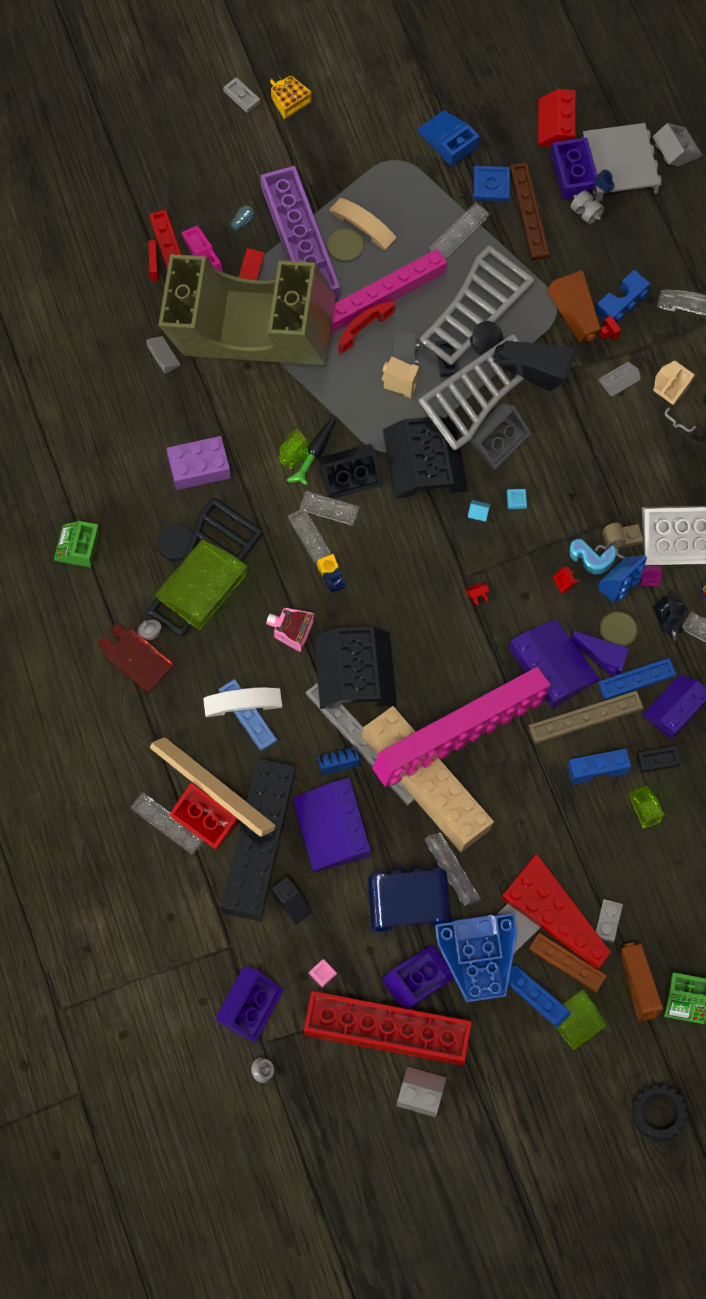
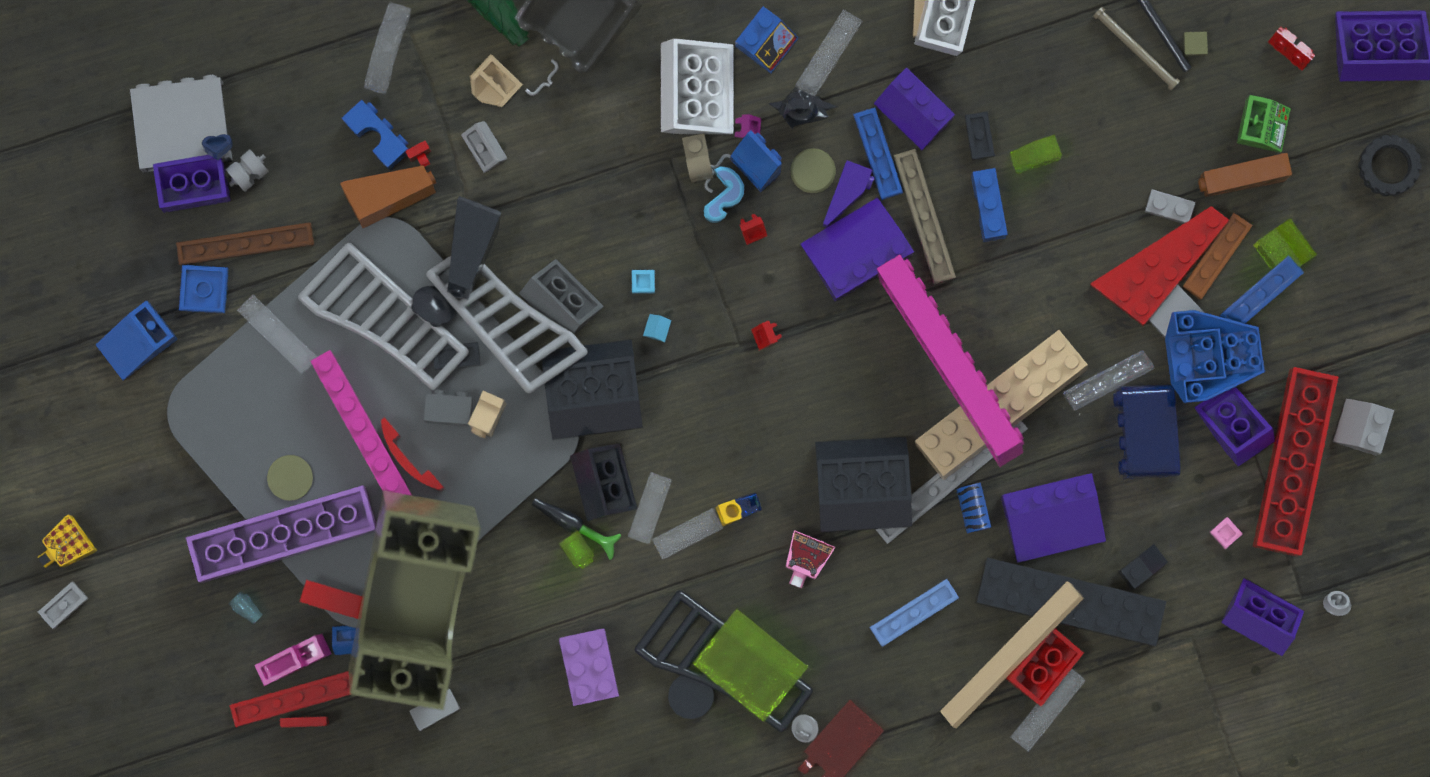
camera: 85 degrees left, 15 degrees up
(242, 700) = (898, 618): white slope -> none
(365, 221) = (260, 454): tan slope -> none
(556, 117) = (114, 200): red slope -> none
(676, 145) = (159, 51): light grey slope -> none

